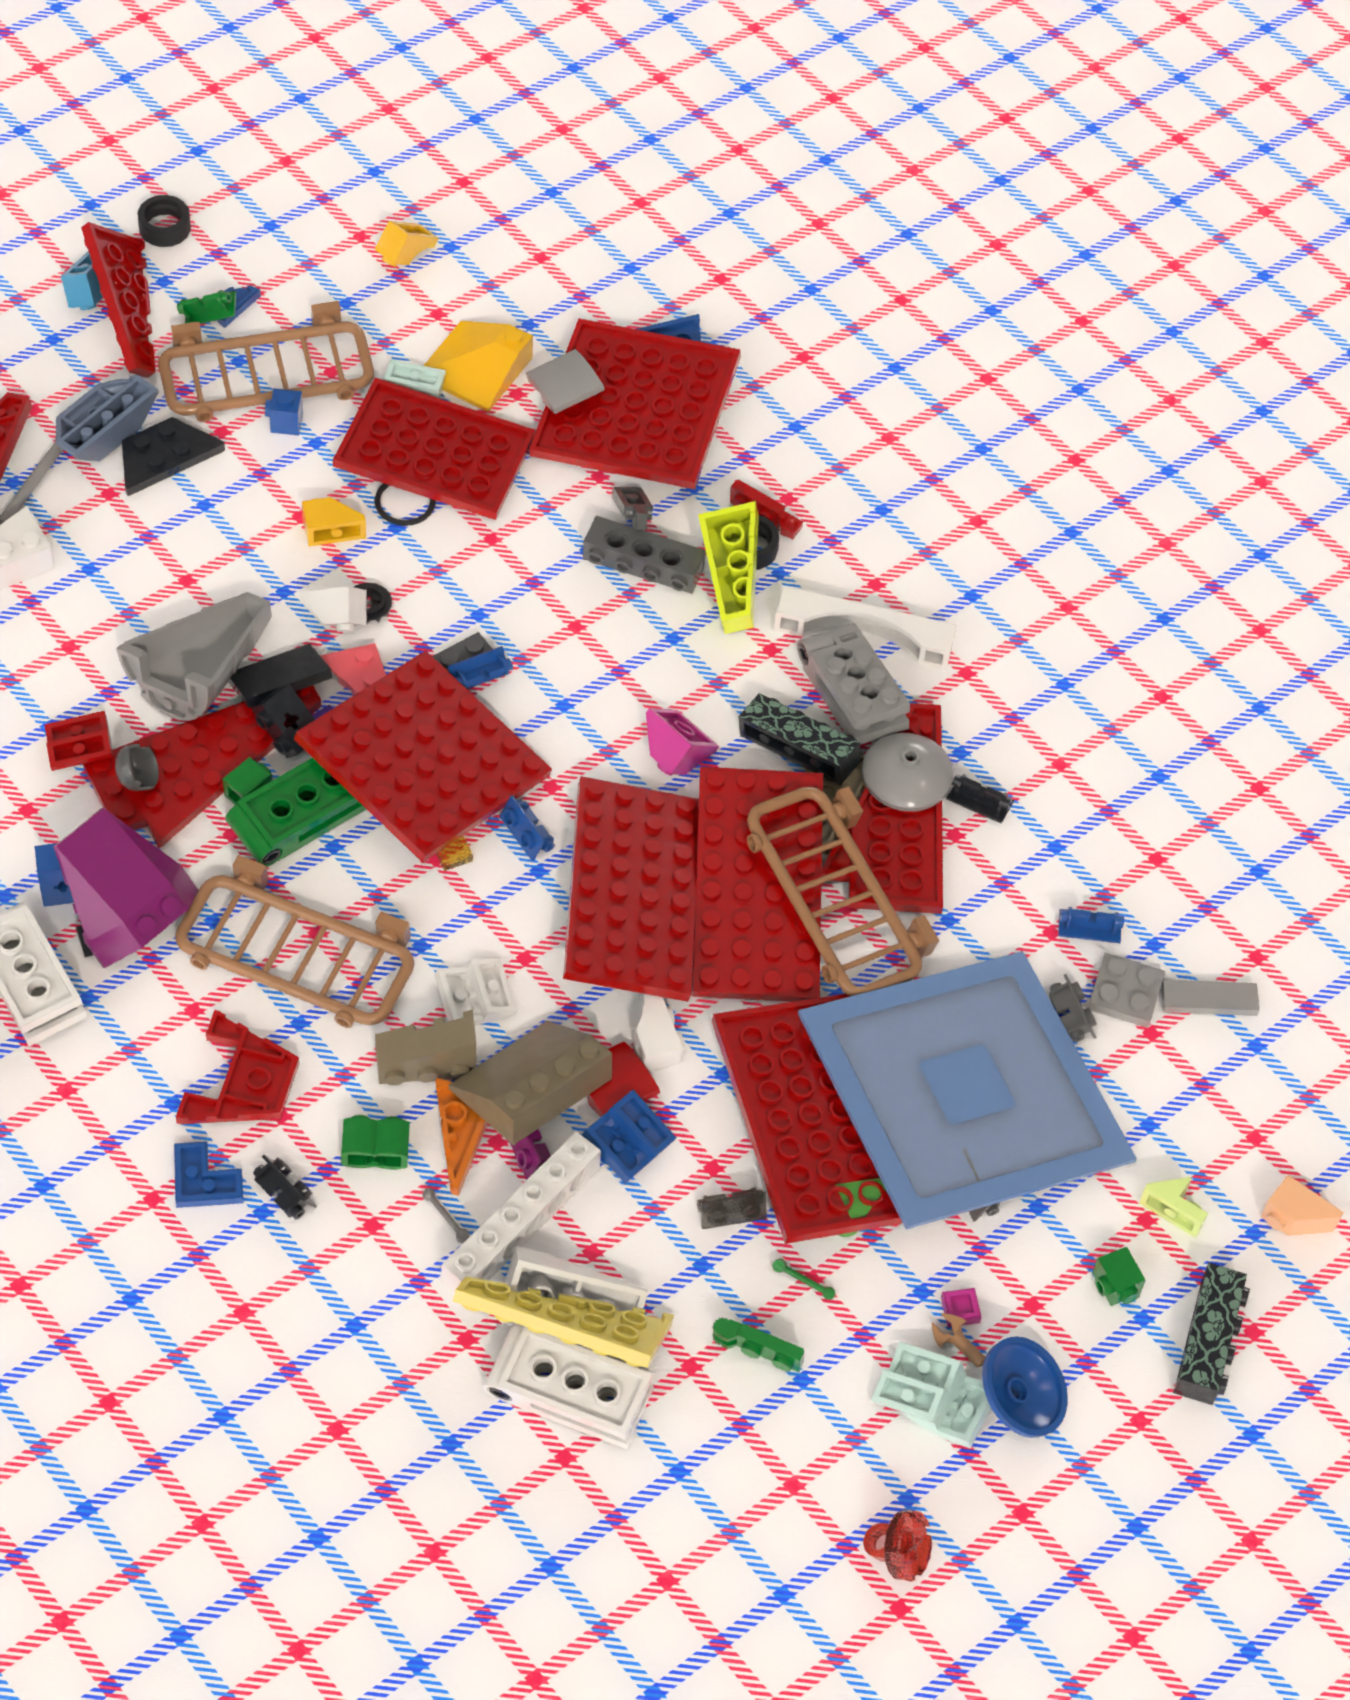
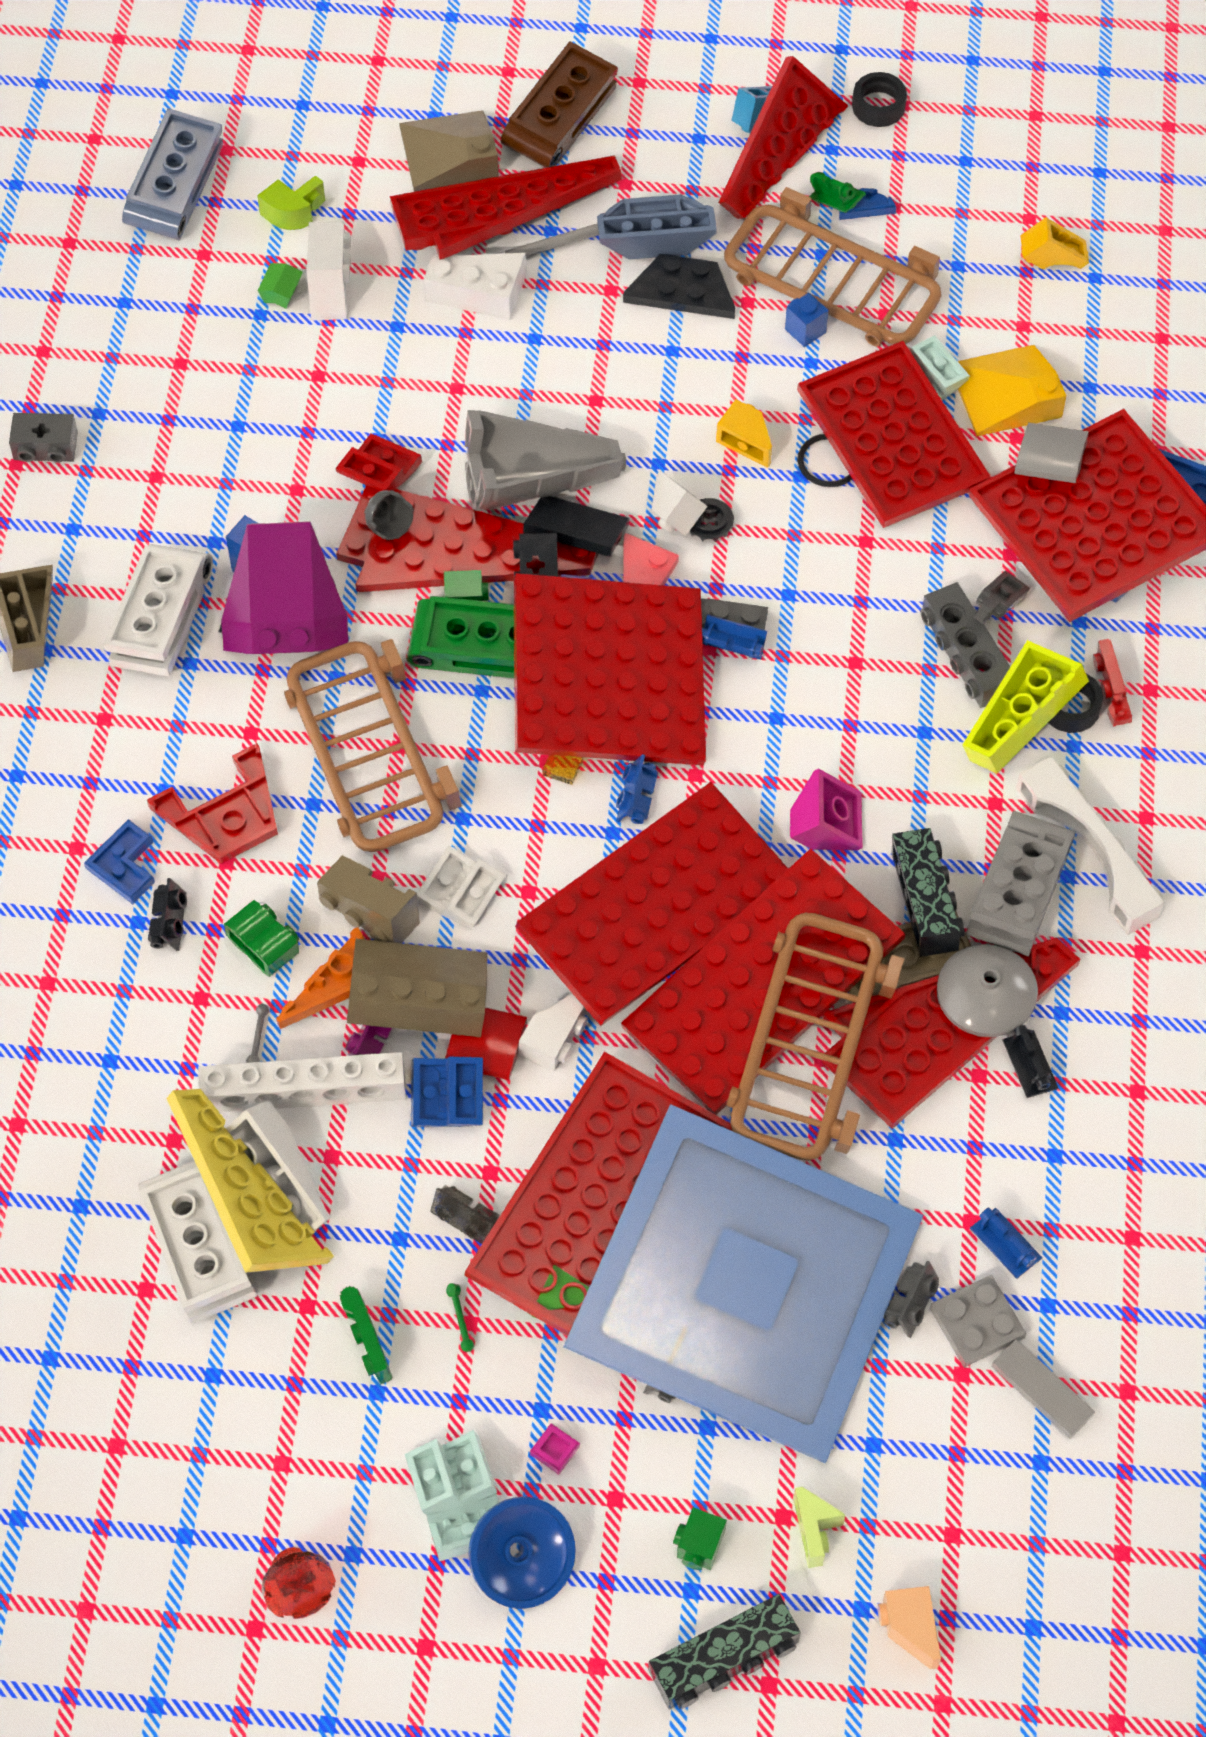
camera: 50 degrees right, 5 degrees up
(958, 1339) = (521, 1465): medium nougat bar -> none

